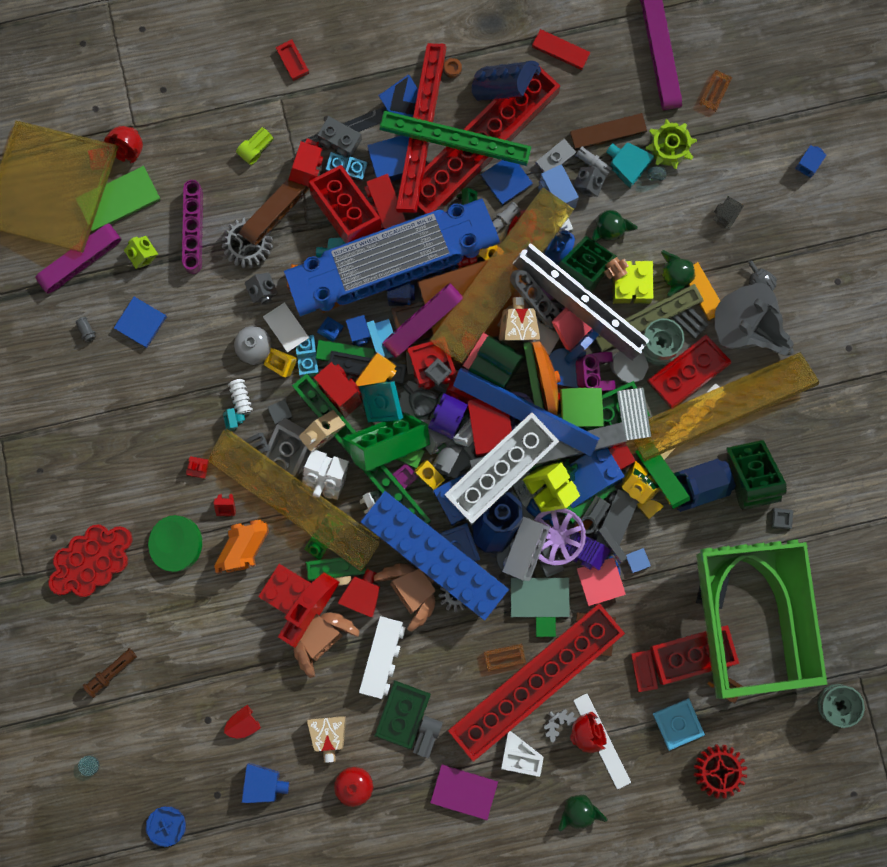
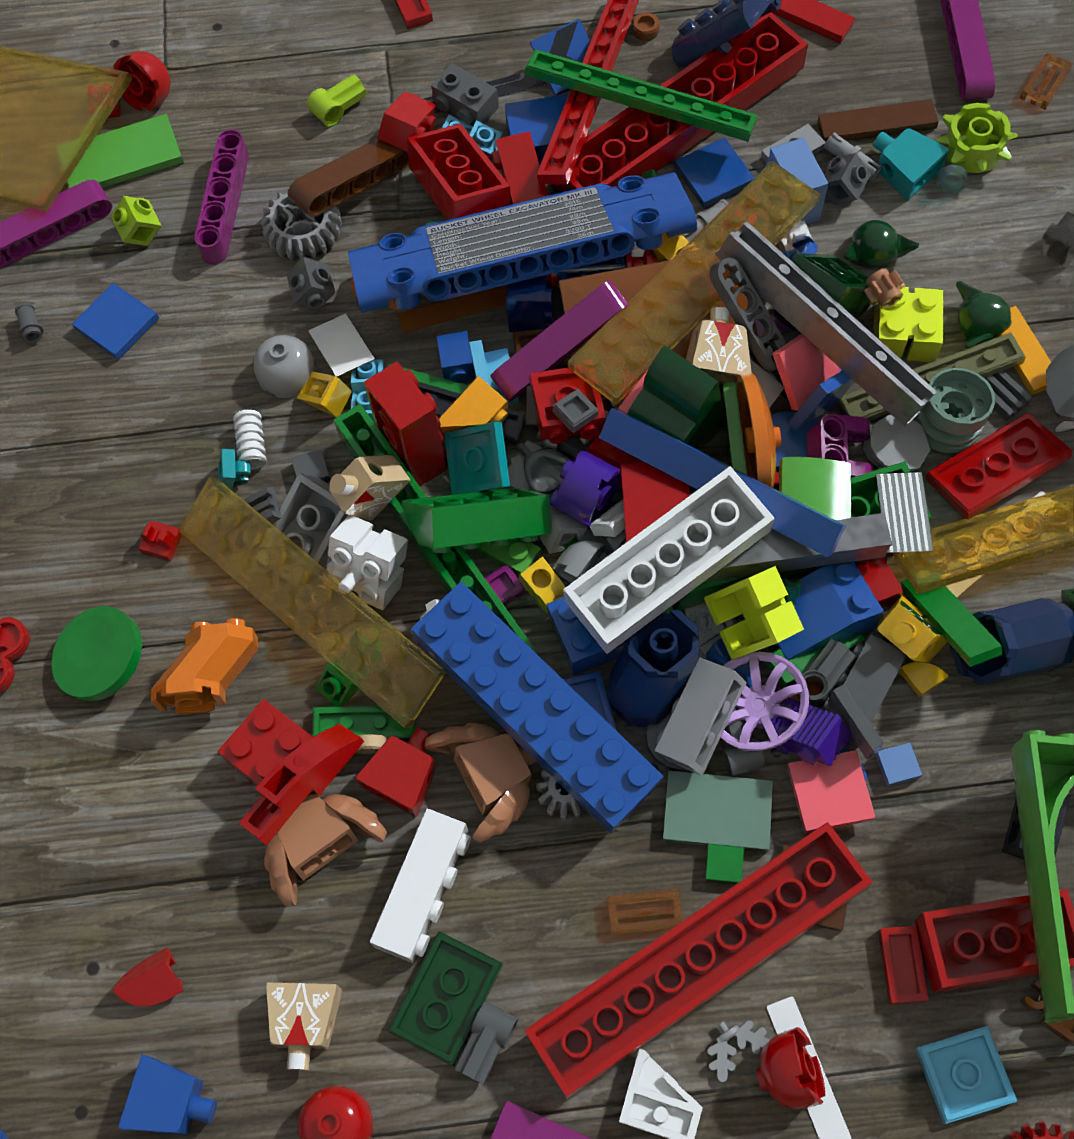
camera: 10 degrees right, 15 degrees down
(224, 506) = (192, 603): red tile -> none
(330, 329) = (411, 353): blue tile -> none

